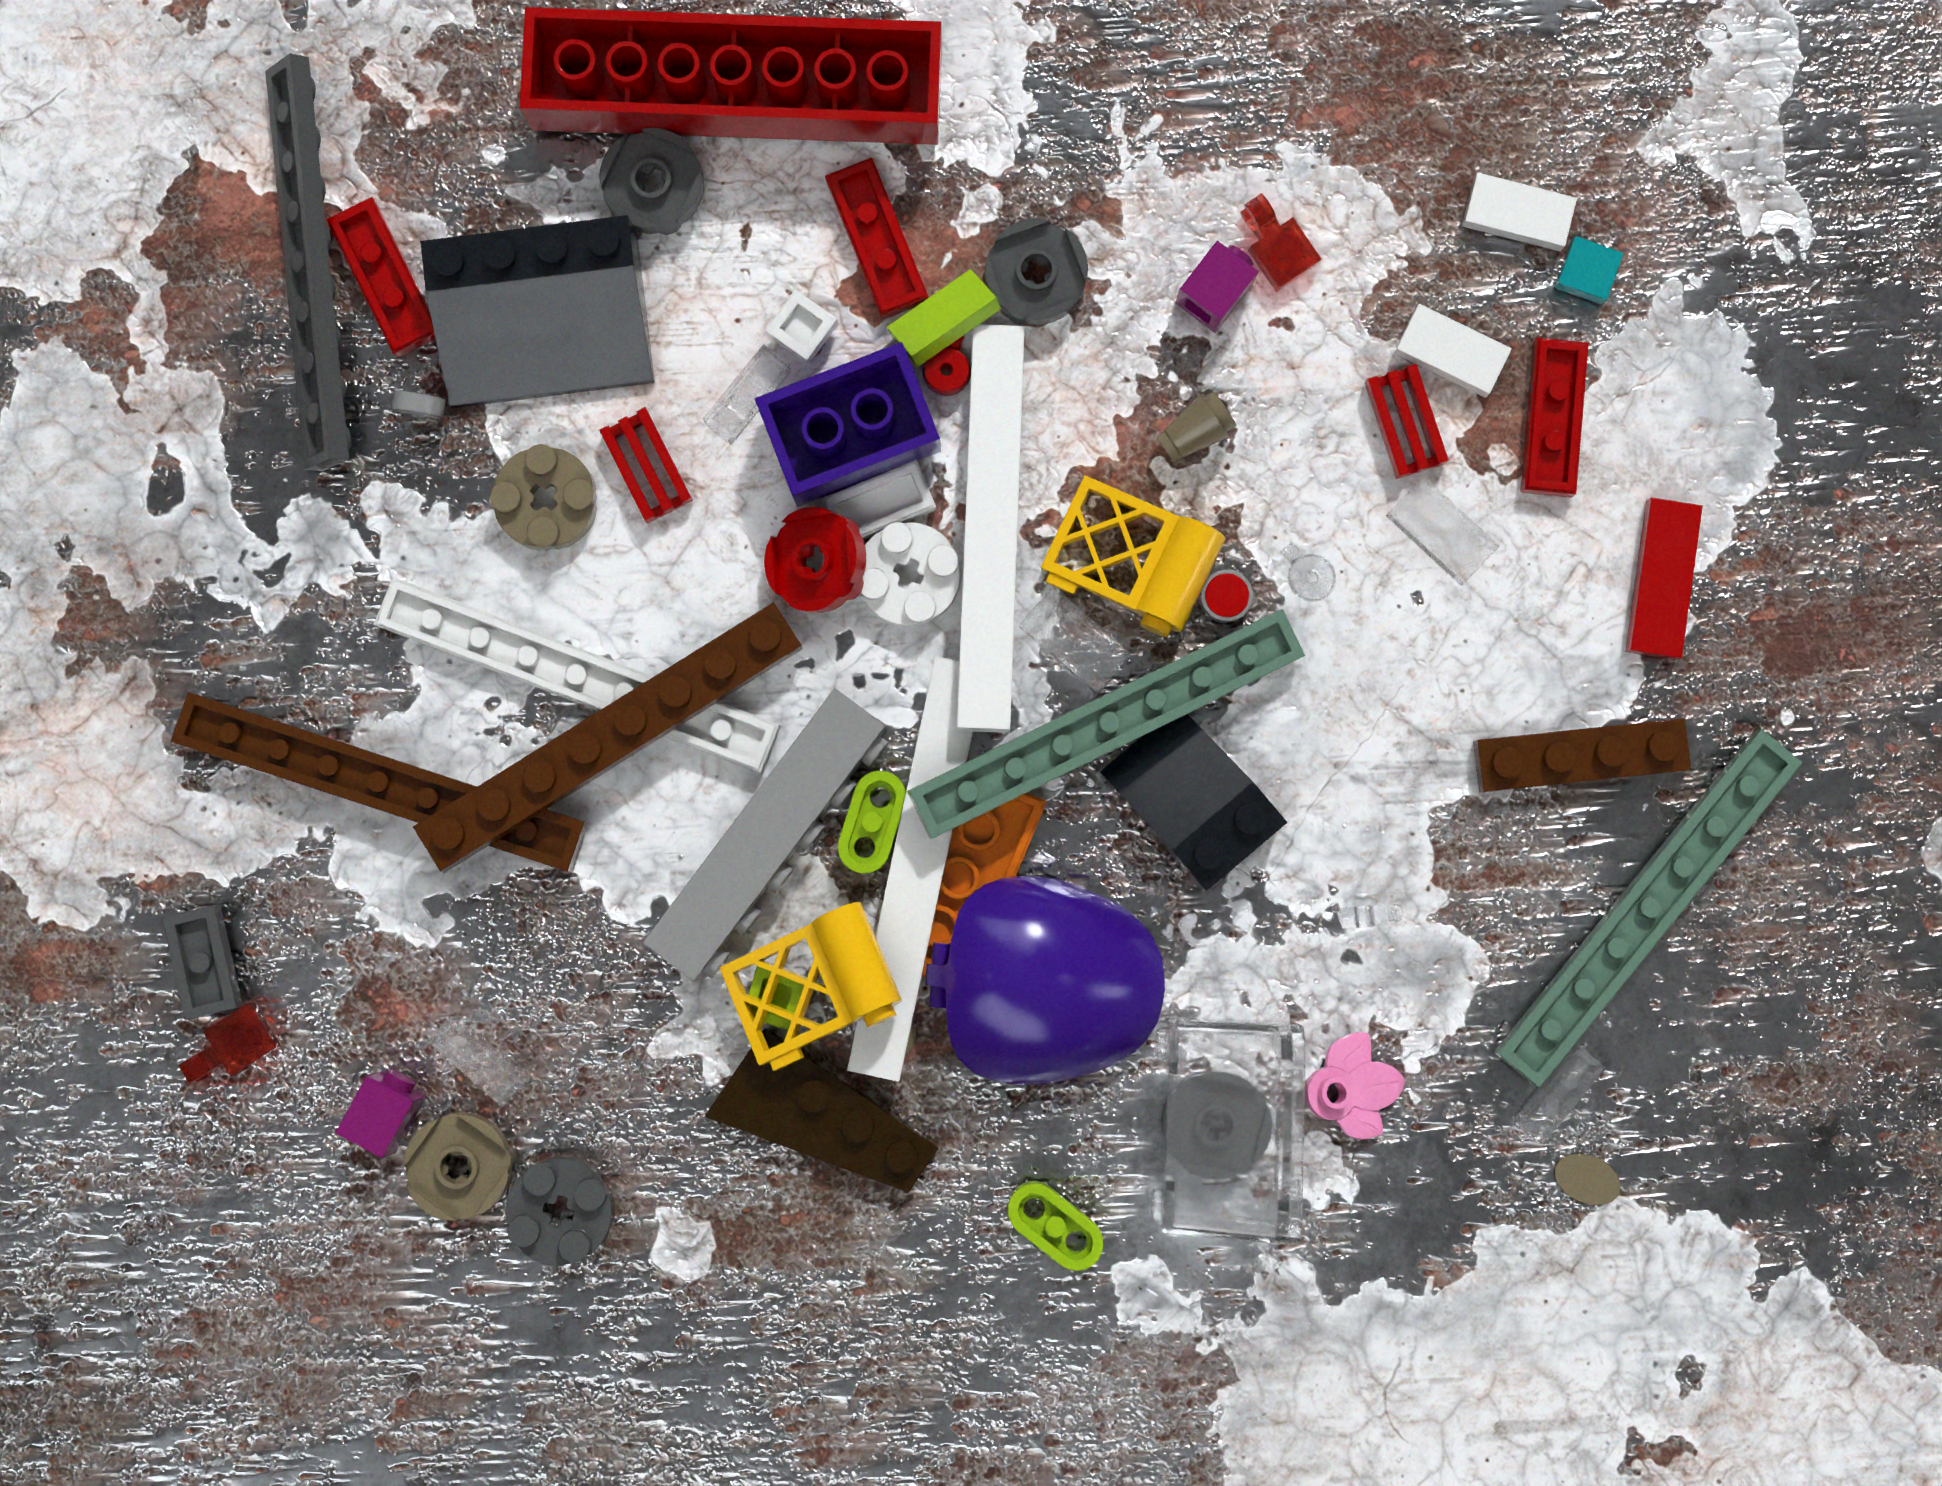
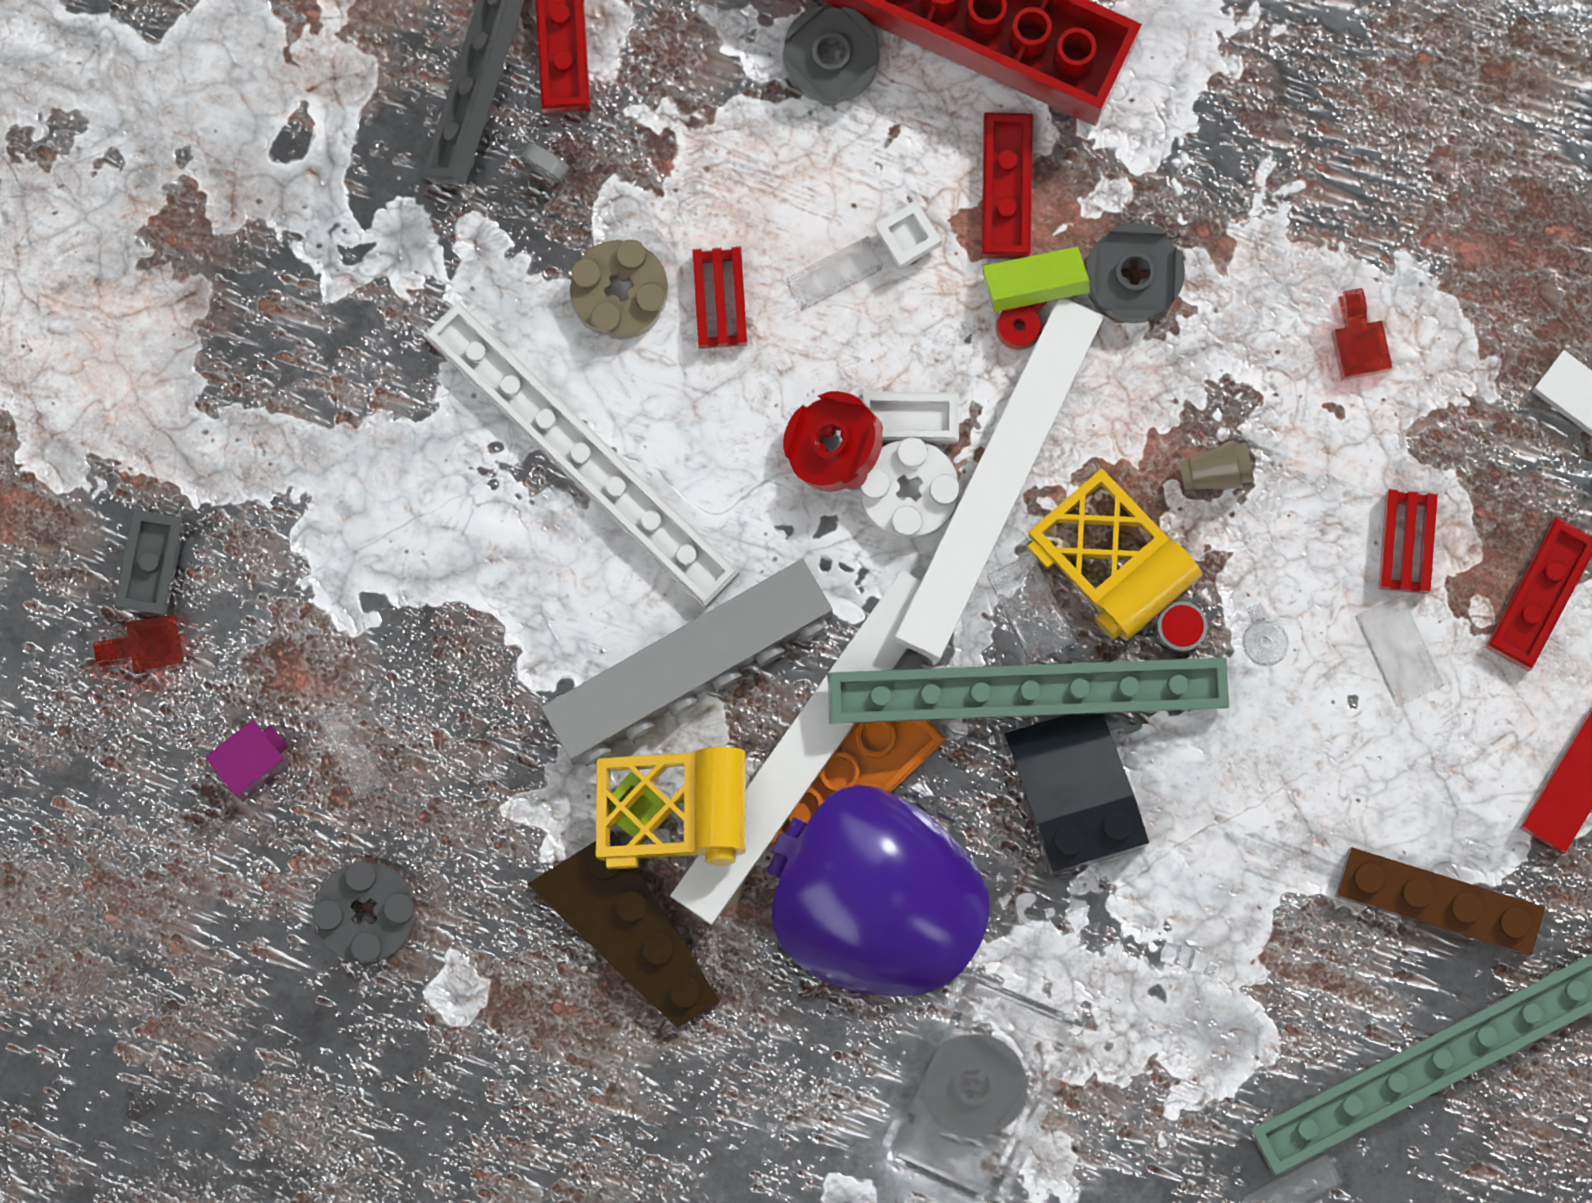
camera: 20 degrees right, 5 degrees down
(357, 775) = (371, 473): reddish brown plate -> none
(428, 1171) = (265, 829): dark tan plate -> none
(538, 311) = (684, 126): black slope -> none
(607, 738) = (587, 518): reddish brown plate -> none
(849, 424) = (913, 336): dark purple brick -> none
(871, 822) = (783, 691): lime plate -> none
(1054, 1225) = (796, 1111): lime plate -> none
(1217, 285) = (1289, 351): magenta brick -> none
(1361, 1087) = (1118, 1106): bright pink plate -> none
(1452, 350) = (1475, 496): white tile -> none

